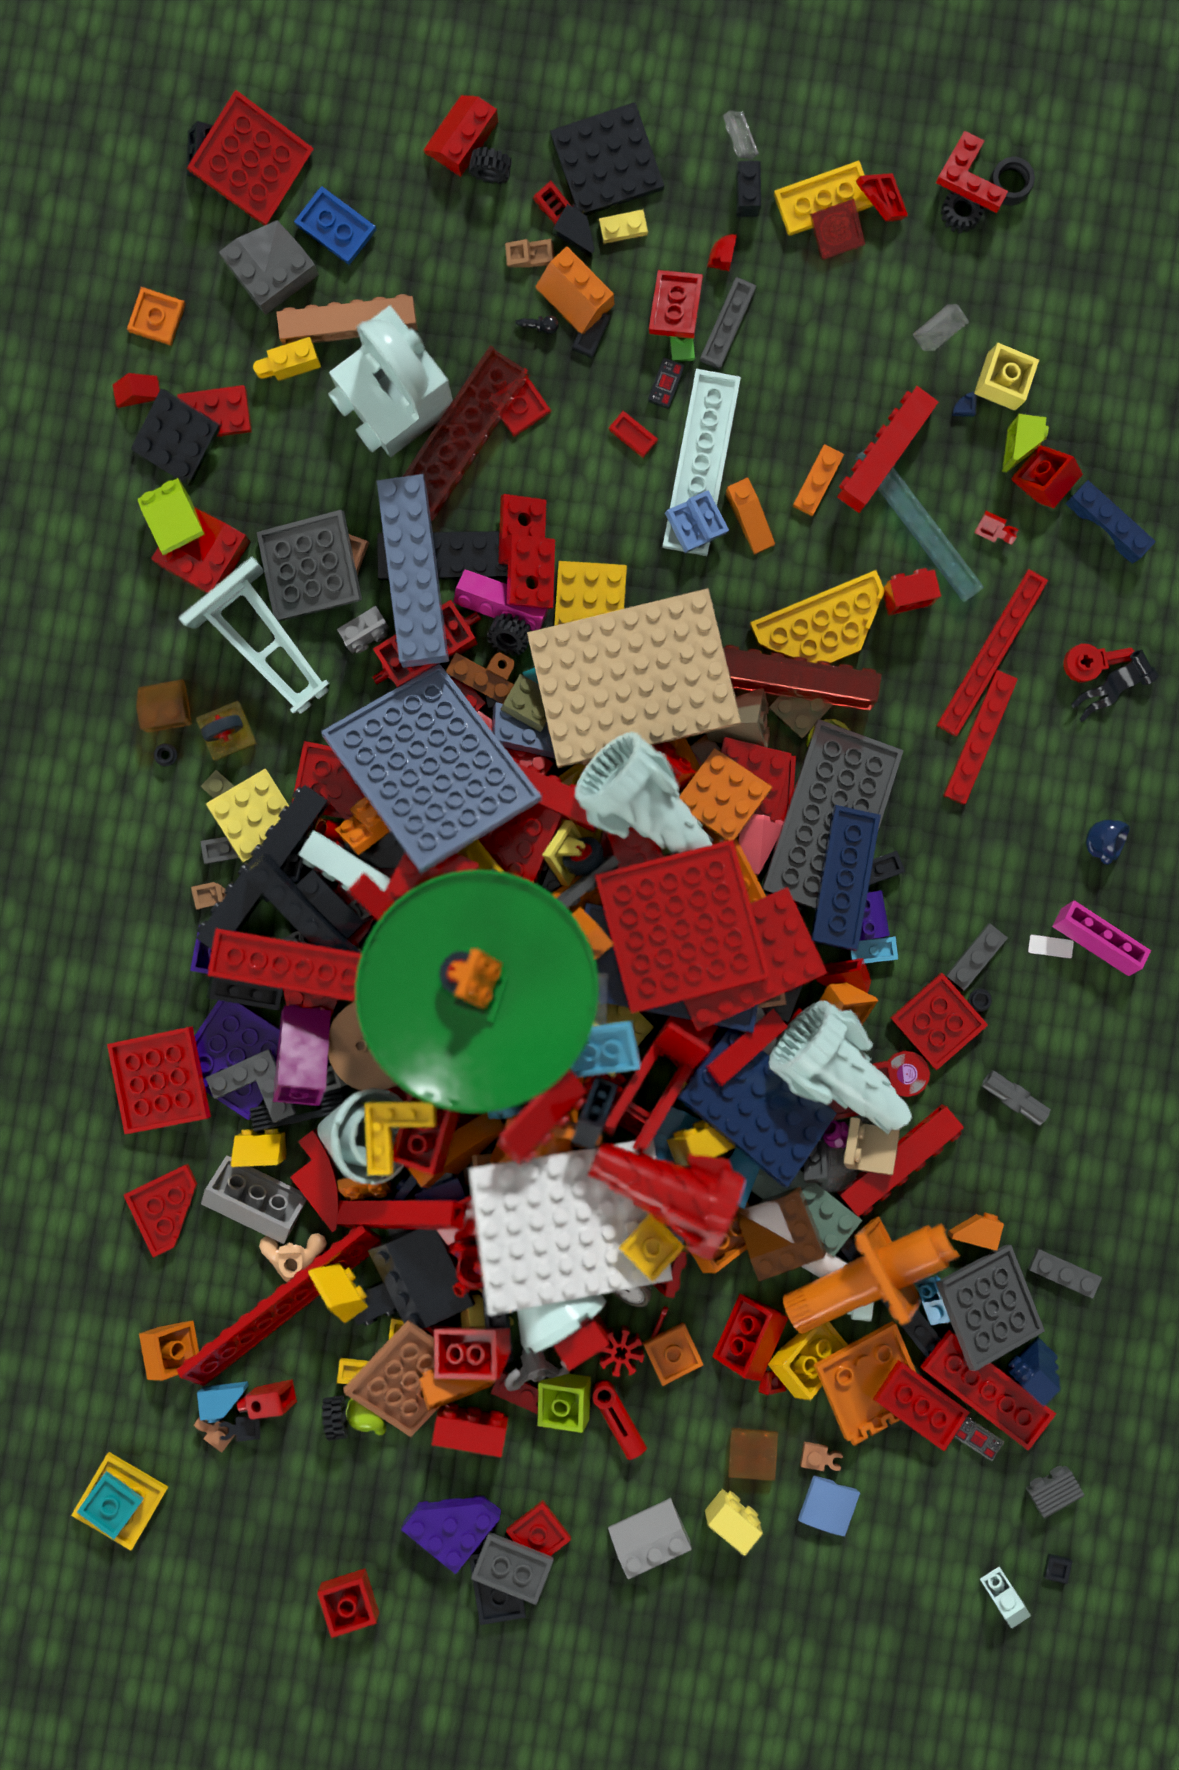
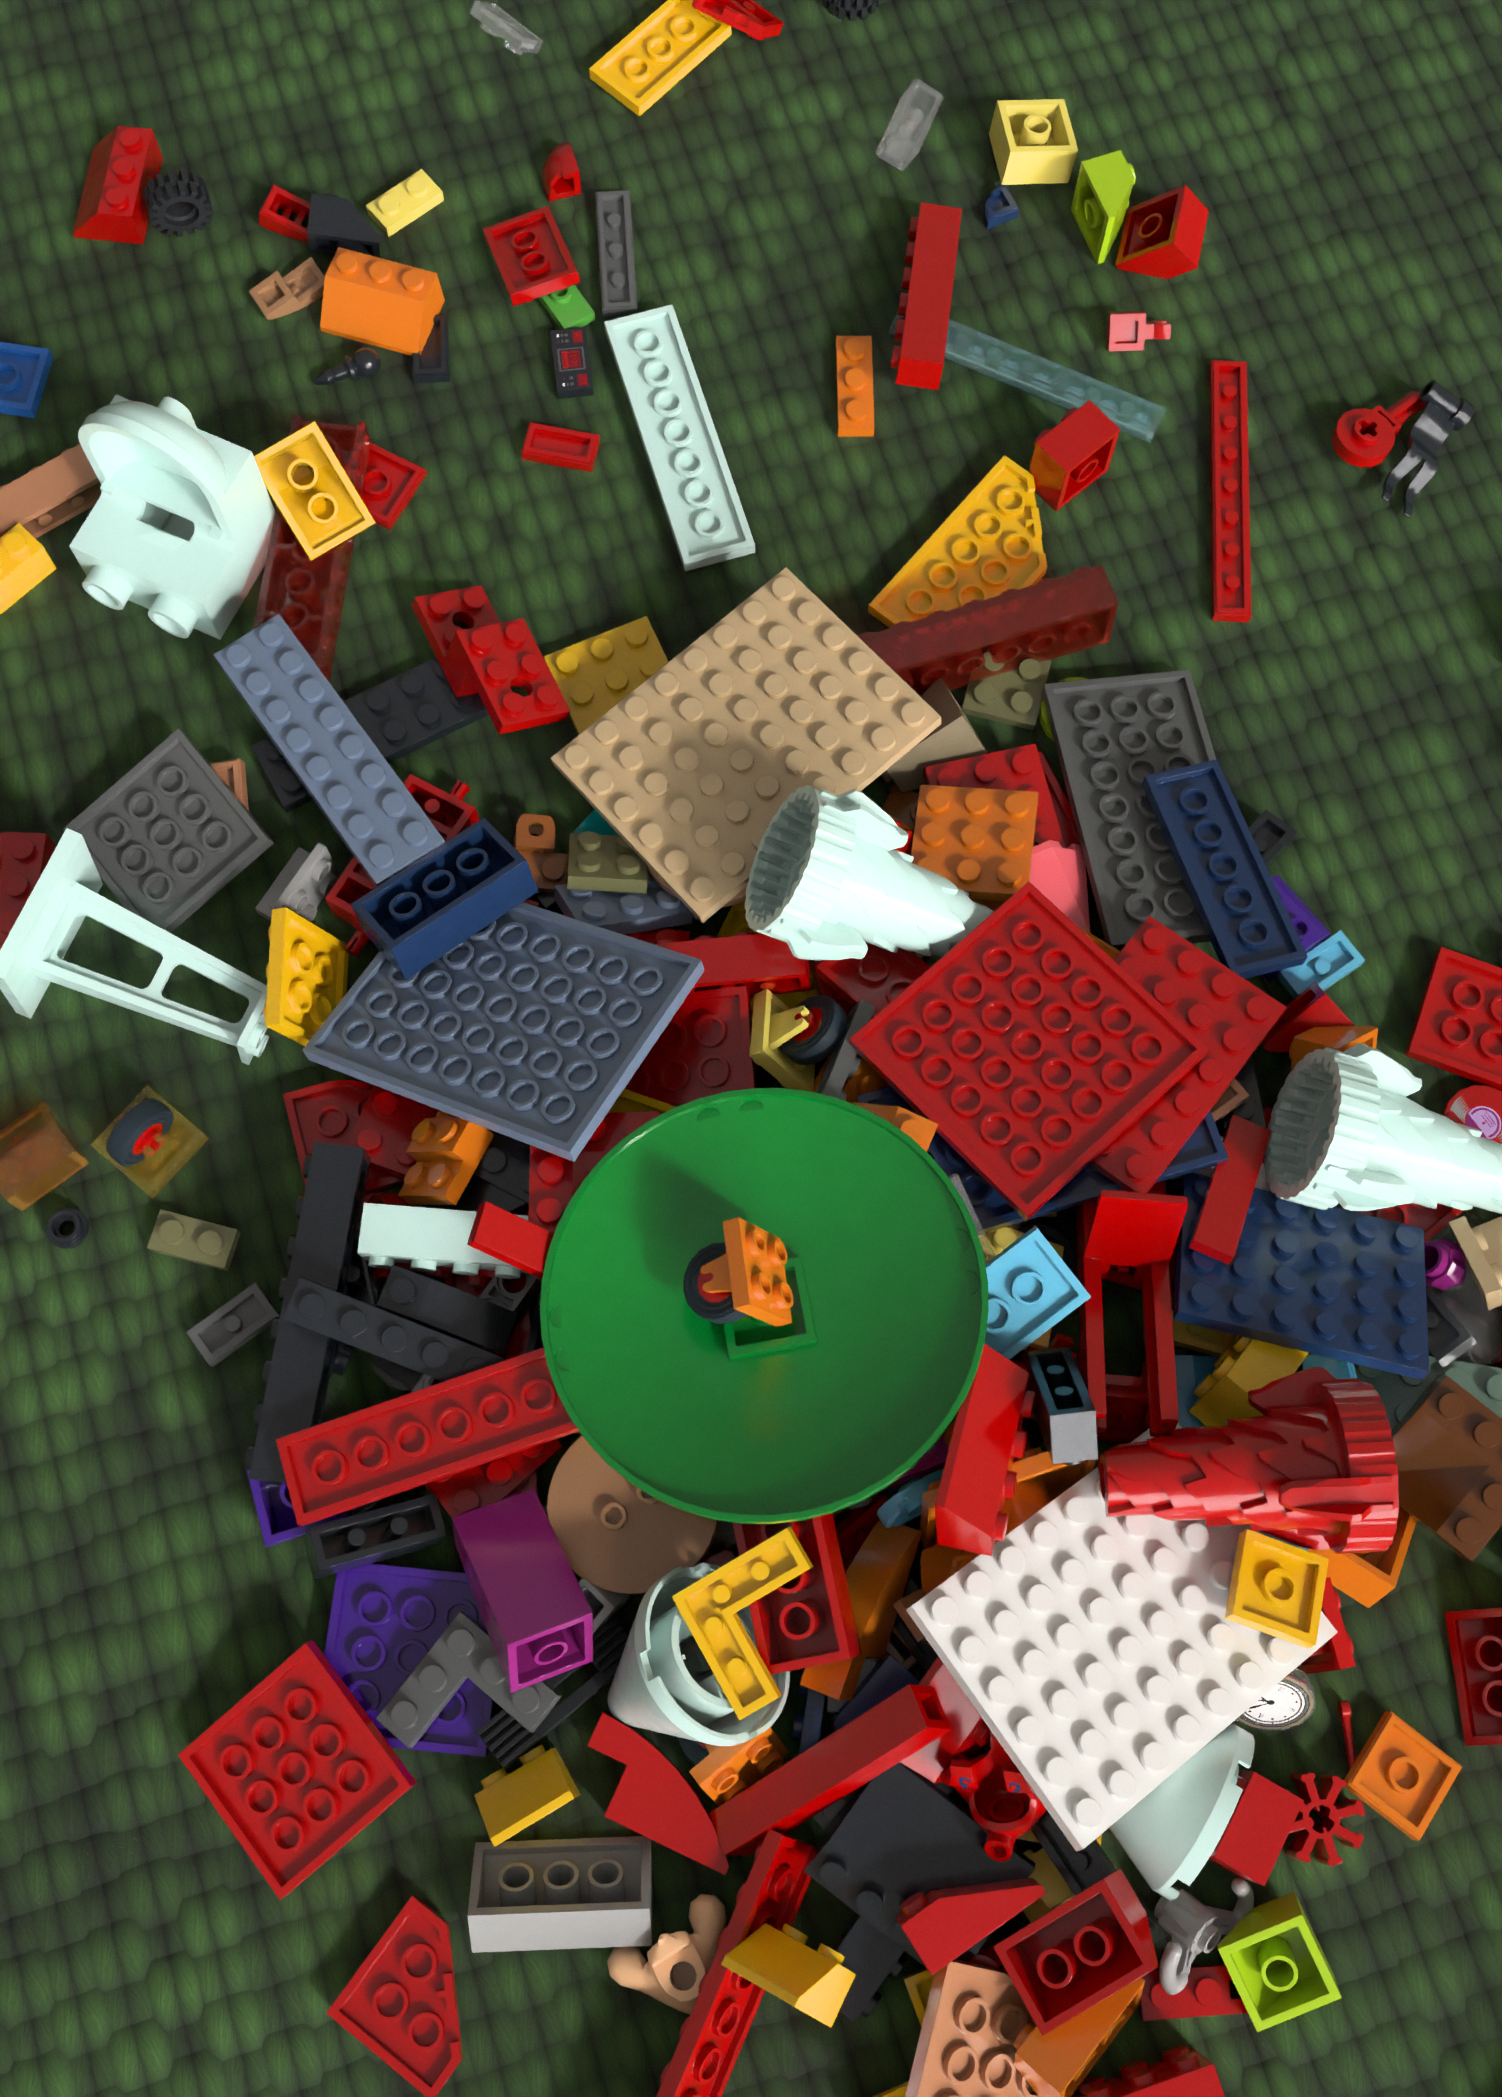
camera: 25 degrees left, 15 degrees down
(207, 895) = (235, 1415): medium nougat slope -> none
(248, 812) = (241, 1246): light yellow plate -> none
(341, 689) = (303, 975): none -> yellow plate
(422, 1308) = (957, 1918): none -> red slope
(432, 686) = (445, 898): none -> dark blue brick
(476, 403) = (312, 491): none -> yellow slope
(490, 599) = (478, 750): dark pink brick -> none
(507, 625) = (524, 766): black tyre -> none
(607, 159) = (339, 133): black plate -> none
(630, 1439) = (1418, 1969): red piece -> none
(696, 521) = (716, 508): medium blue slope -> none
(748, 188) = (552, 81): black brick -> none
(750, 515) = (784, 468): orange slope -> none
(837, 229) = (700, 76): clear red tile -> none
(976, 956) = (1473, 901): dark grey plate -> none
(980, 737) = (1284, 606): red plate -> none
(1128, 537) = (1320, 255): dark blue arch -> none

